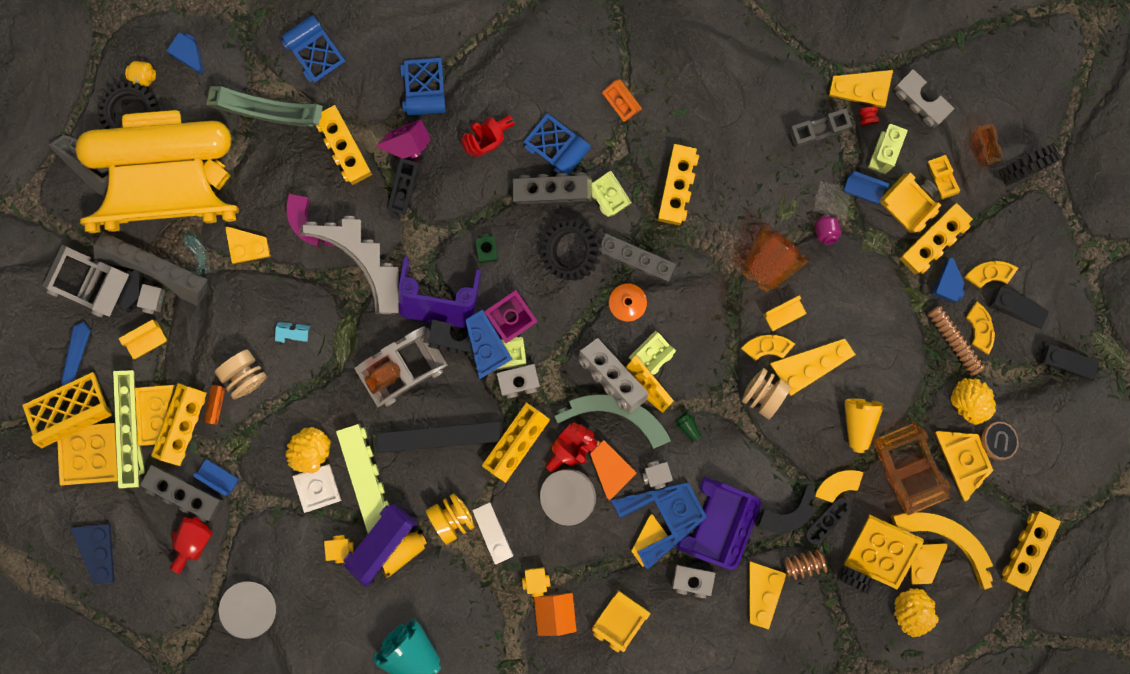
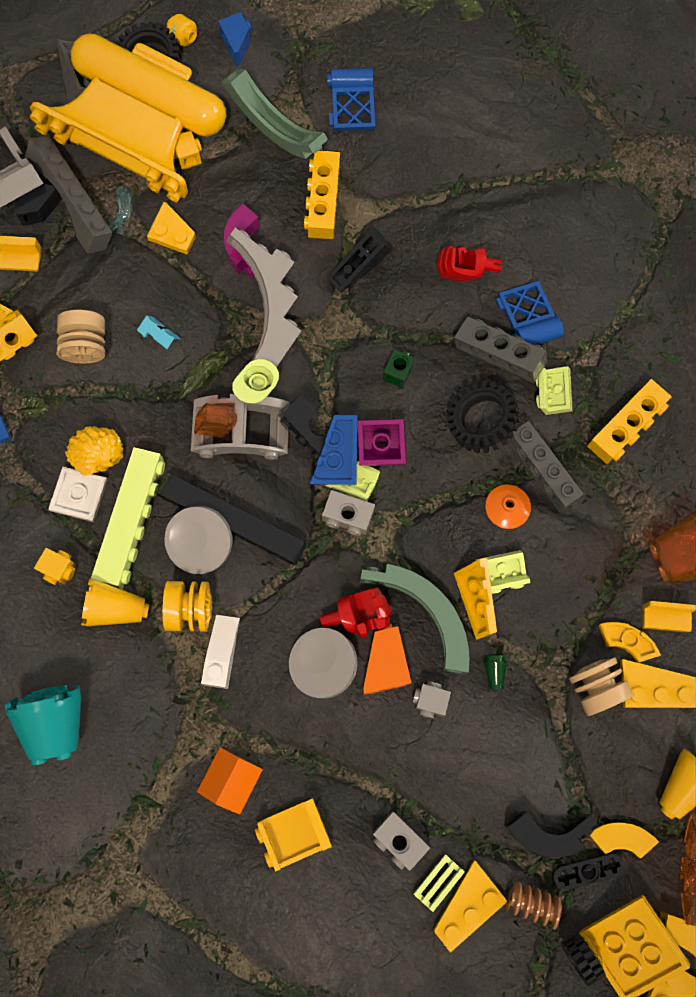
camera: 30 degrees right, 10 degrees down
(150, 299) = (49, 221): light grey brick -> none
(214, 404) = (38, 354): orange slope -> none
(379, 544) = (96, 583): dark purple windscreen -> none
(392, 328) = (255, 381): none -> yellowish green piece
(406, 140) = (387, 220): magenta slope -> none
(423, 101) = (428, 201): blue piece -> none
(426, 467) = (198, 539): none -> light grey piece
(431, 308) = (298, 380): dark purple windscreen -> none
(515, 442) = (305, 572): yellow brick -> none
(536, 581) = (232, 731): yellow brick -> none
(621, 100) = (619, 312): orange slope -> none
(623, 379) = (452, 554): light grey brick -> none
(649, 535) = (380, 768): yellow wing -> none
(679, 510) = (431, 753): blue wing -> none
(727, 526) = (469, 800): dark purple windscreen -> none
(734, 595) = (425, 900): none -> yellowish green tile

